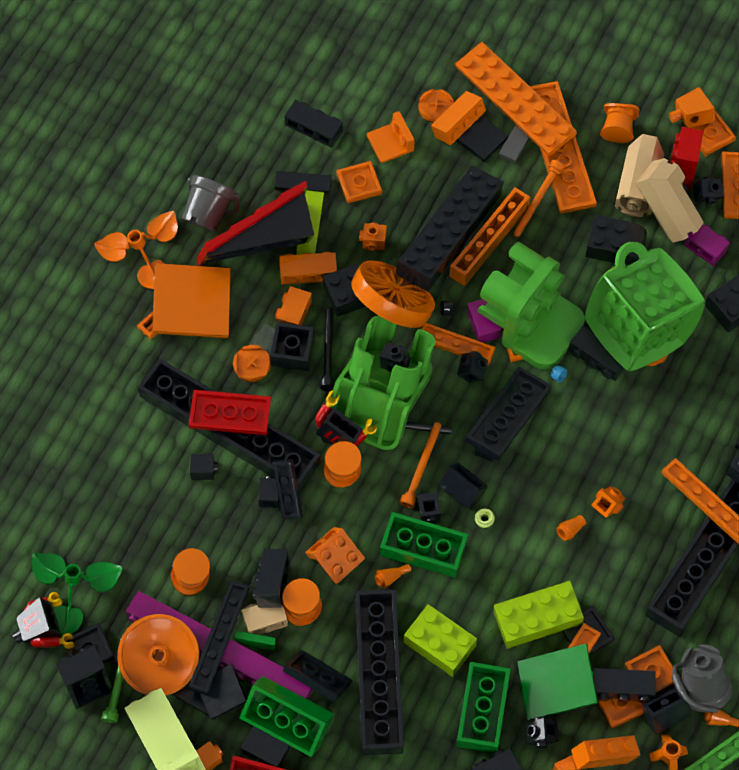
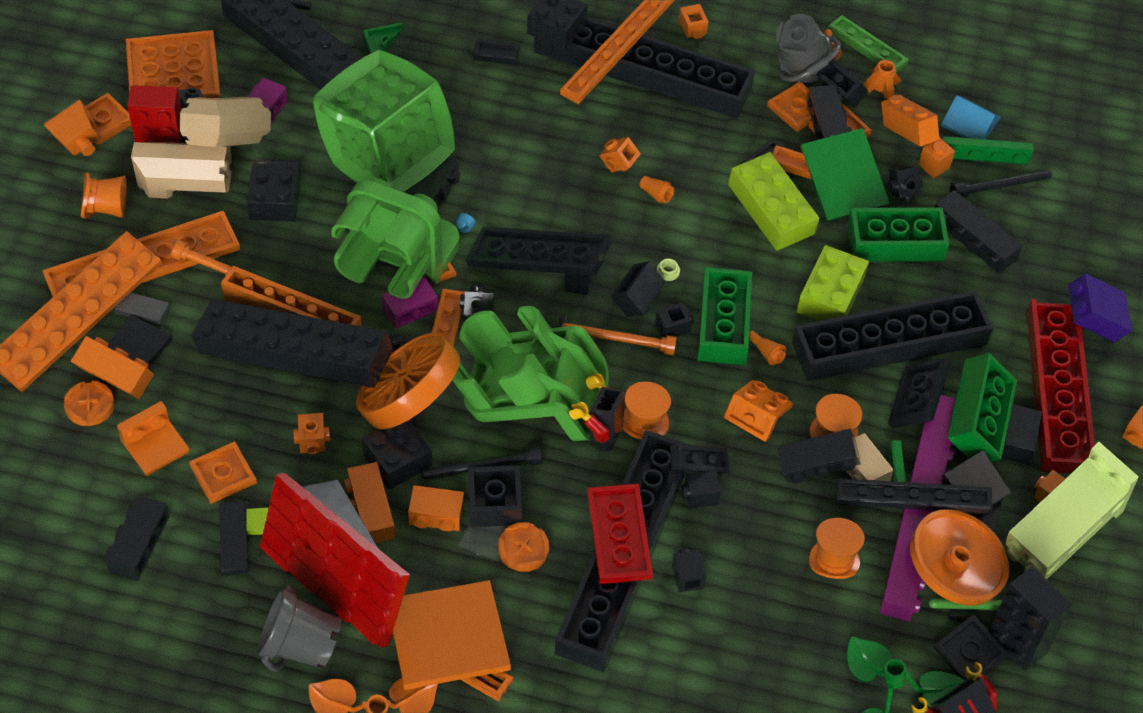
camera: 105 degrees left, 10 degrees down
(394, 355) = (500, 360): black brick -> none

